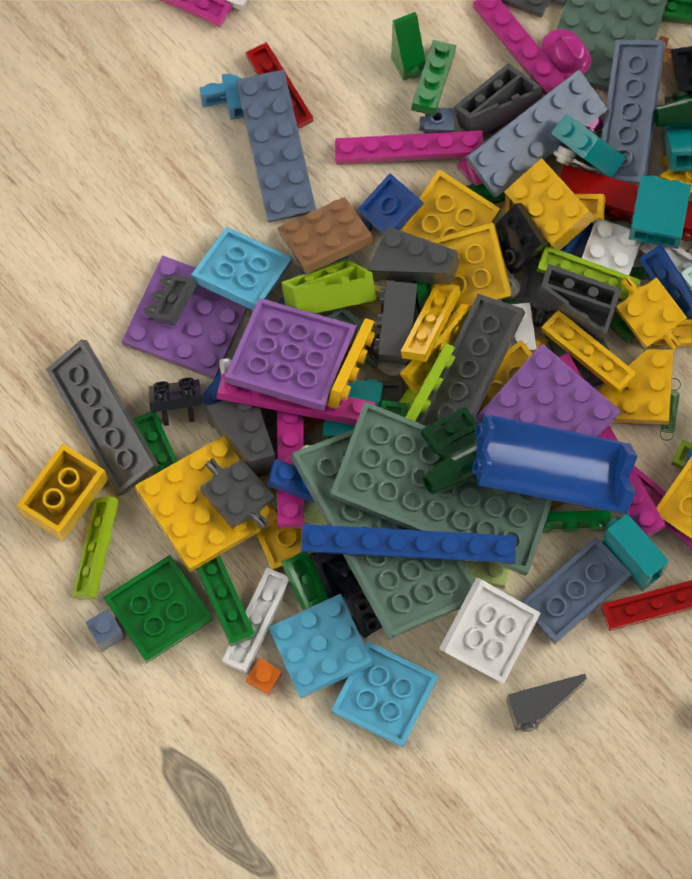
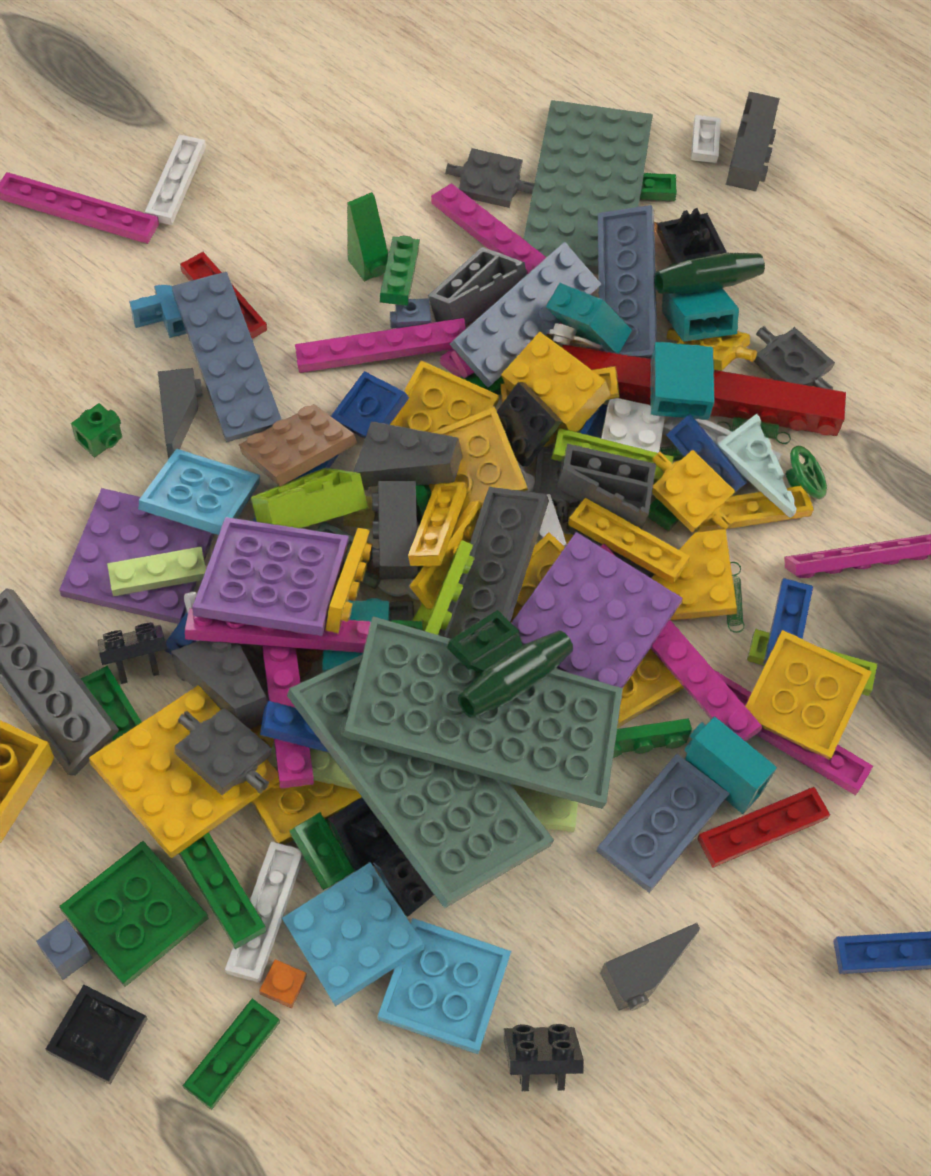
camera: 15 degrees left, 10 degrees down
(95, 548) = (43, 846): lime plate -> none
(123, 695) = (96, 1034): none -> black plate
(163, 203) = (97, 429): none -> green brick
(171, 300) = (118, 534): dark grey plate -> none
(200, 335) = (156, 571): none -> yellowish green plate
(220, 722) = (231, 1054): none -> green tile
(232, 186) = (178, 404): none -> dark grey slope
(408, 543) = (449, 782): blue plate -> none
(450, 754) = (543, 1052): none -> black plate
(489, 630) = (568, 883): white plate -> none
(554, 464) = (617, 664): blue cylinder -> none
(566, 52) = (543, 232): dark pink piece -> none

